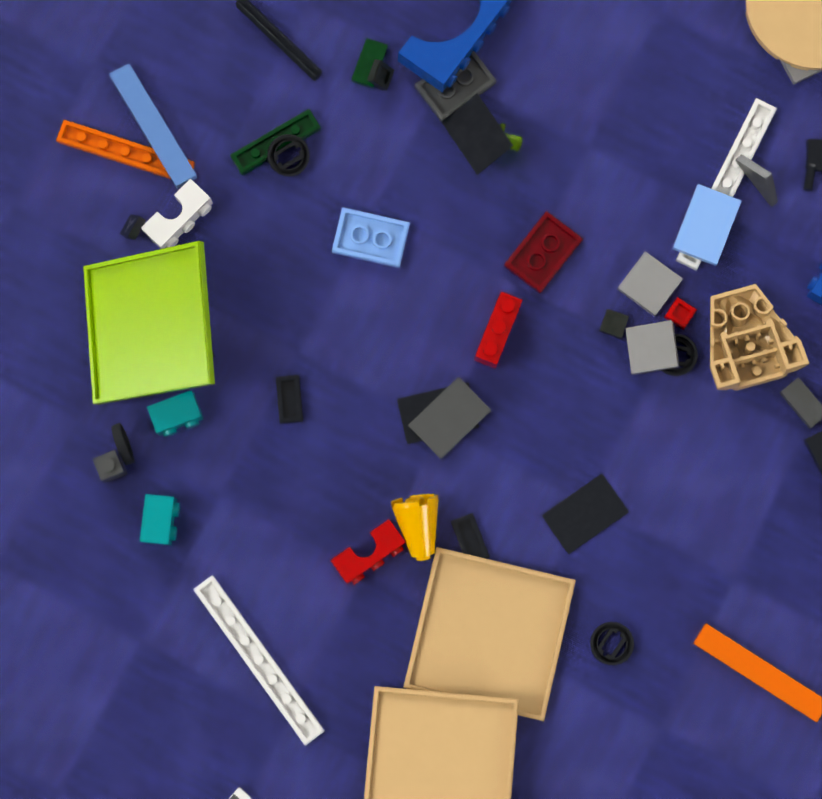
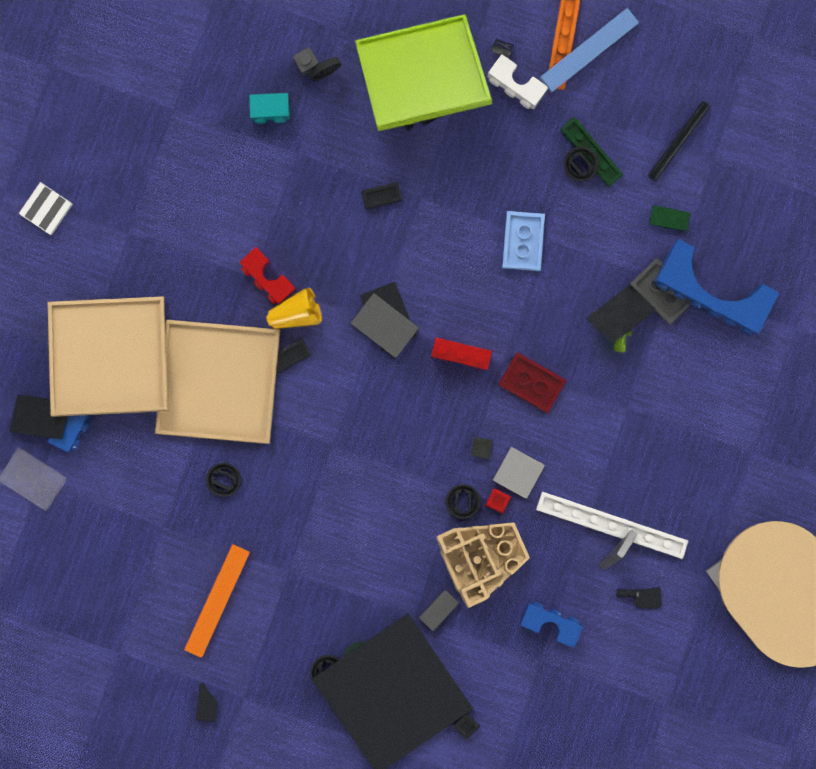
camera: 85 degrees right, 5 degrees up
(175, 413) = (356, 106): teal piece -> none
(259, 660) = (172, 203): white tile -> none
(380, 75) = (660, 228): pearl dark grey tile -> none
(585, 513) = (324, 445): black piece -> none
(652, 347) = (465, 480): light grey tile -> none
(706, 224) = (573, 512): light blue tile -> none

